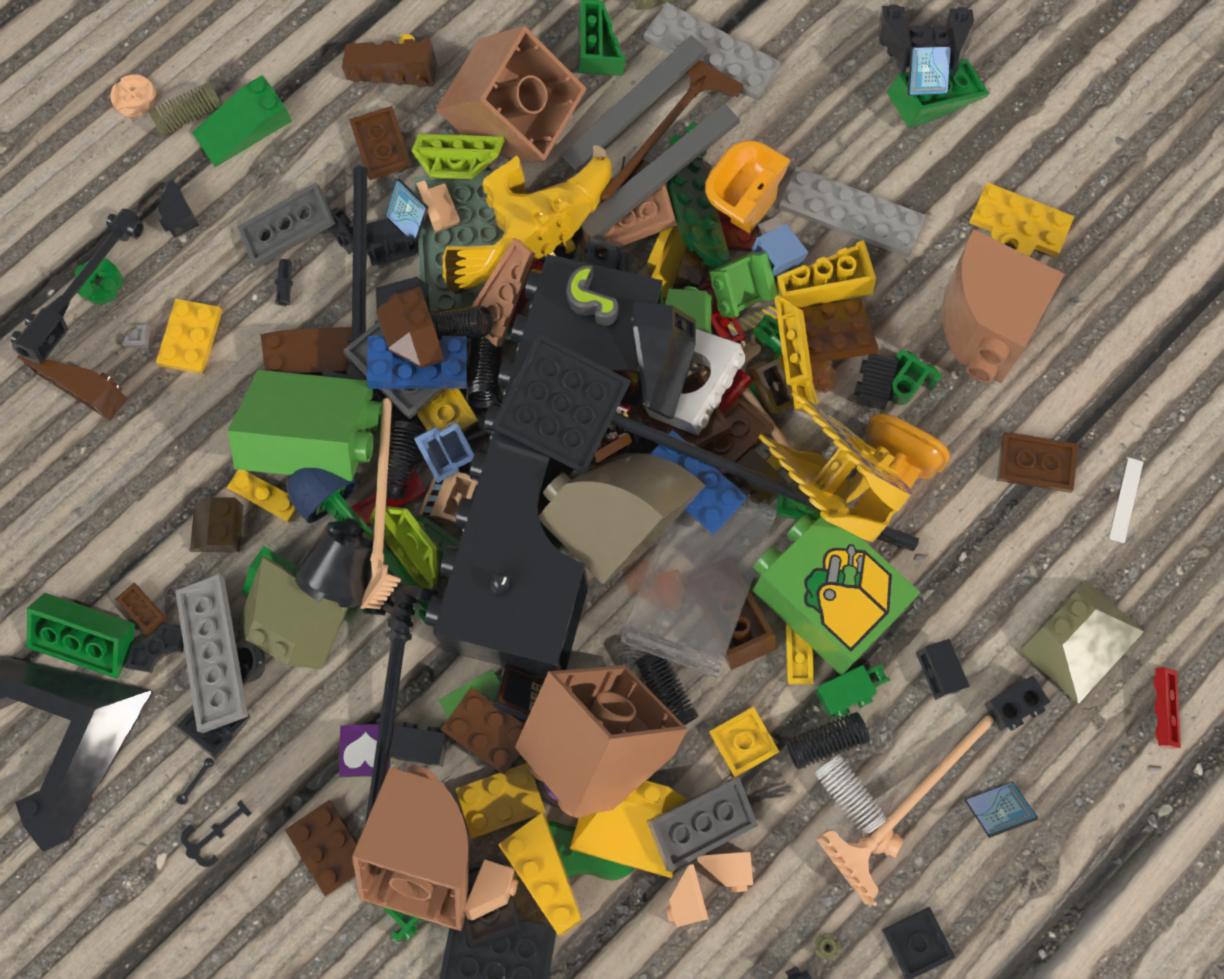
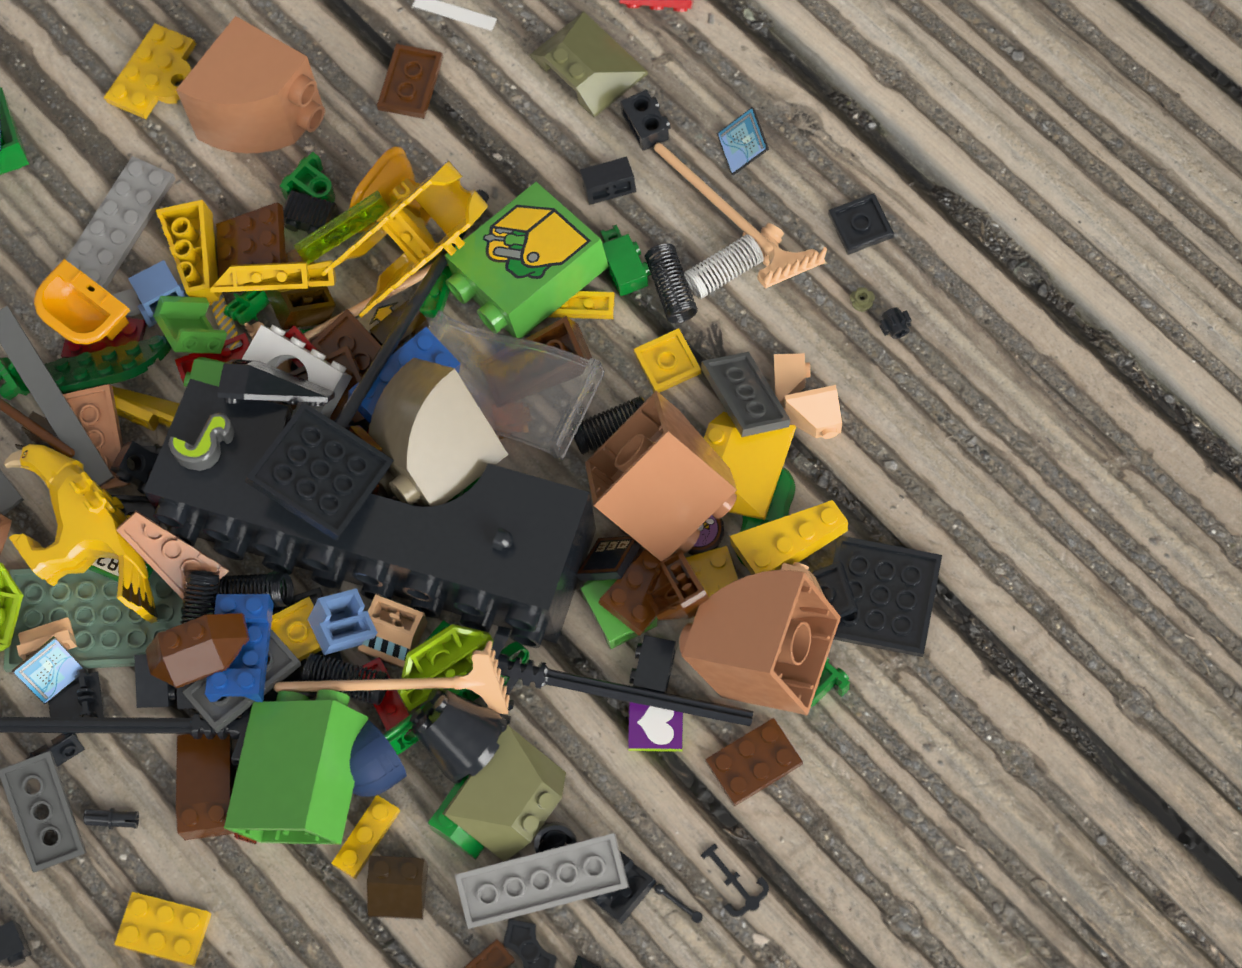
camera: 85 degrees left, 5 degrees down
(474, 762) = (675, 589): none -> reddish brown wedge
(688, 270) = (163, 382): dark brown piece -> none
(853, 409) = (341, 228): none -> clear neon green plate

